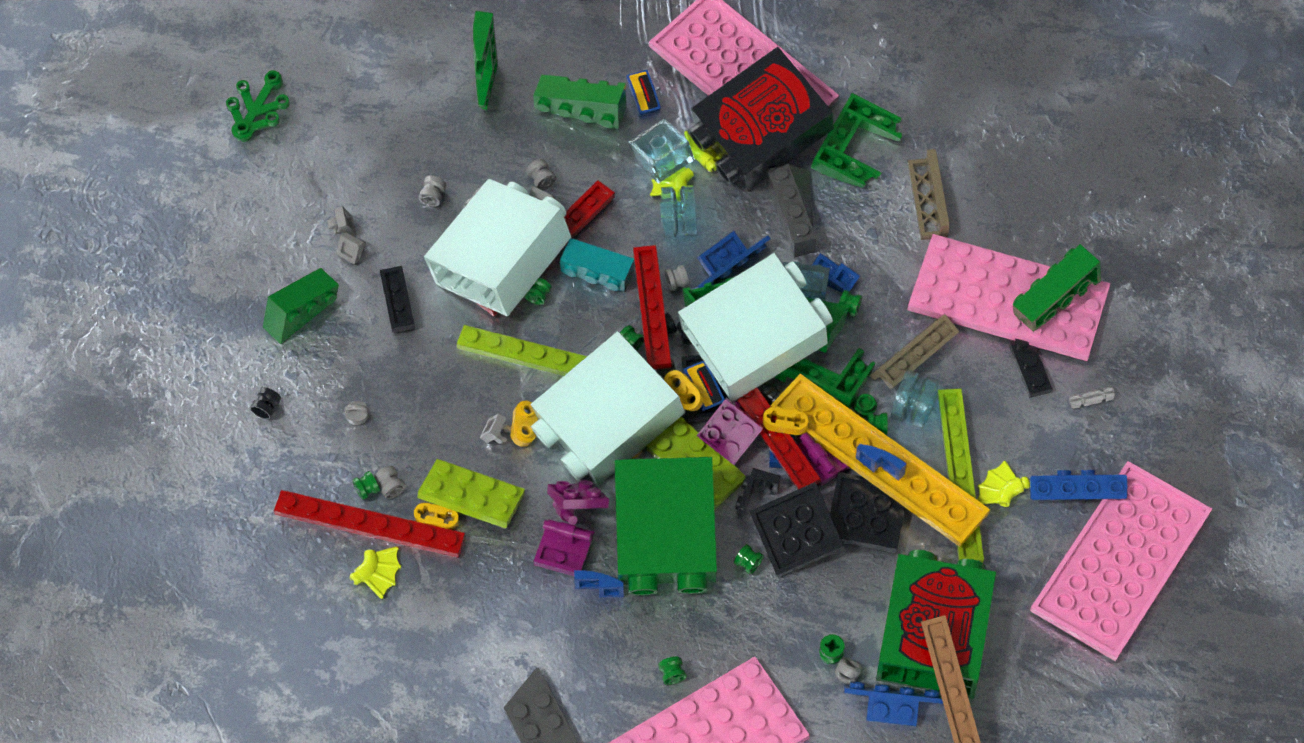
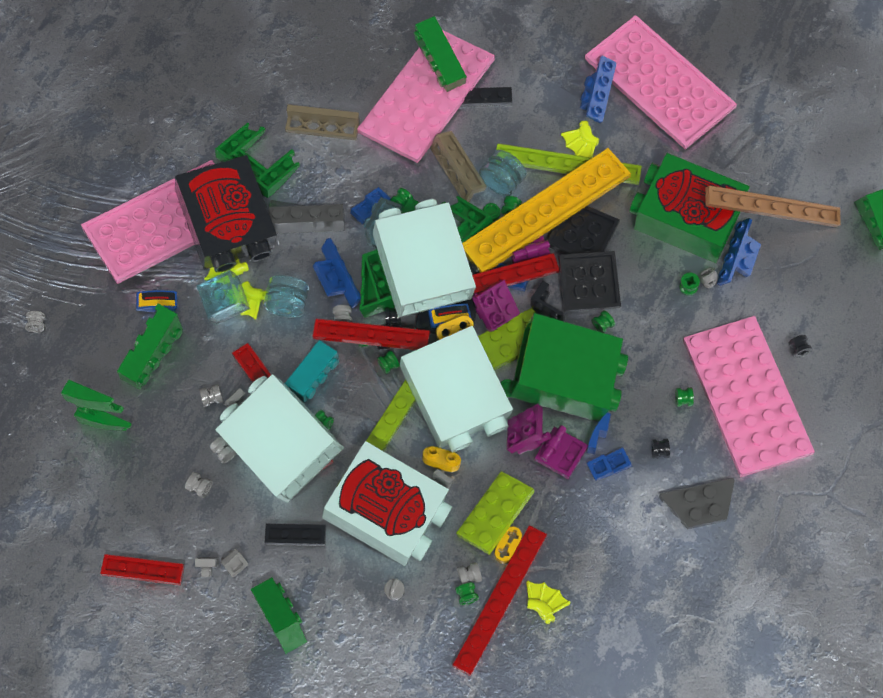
camera: 75 degrees left, 5 degrees up
(257, 107) = (60, 618): green plant -> none
(265, 403) = (366, 662): black wheel -> none
(324, 166) = (142, 569): none -> red plate
(445, 373) = (387, 505): none -> brick
(563, 605) = (609, 465): none -> blue slope
(596, 656) = (660, 448): none -> black wheel
(785, 420) = (497, 260): yellow beam -> none
(874, 458) = (552, 208): blue slope -> none
(1091, 397) = (524, 65): light grey axle -> none

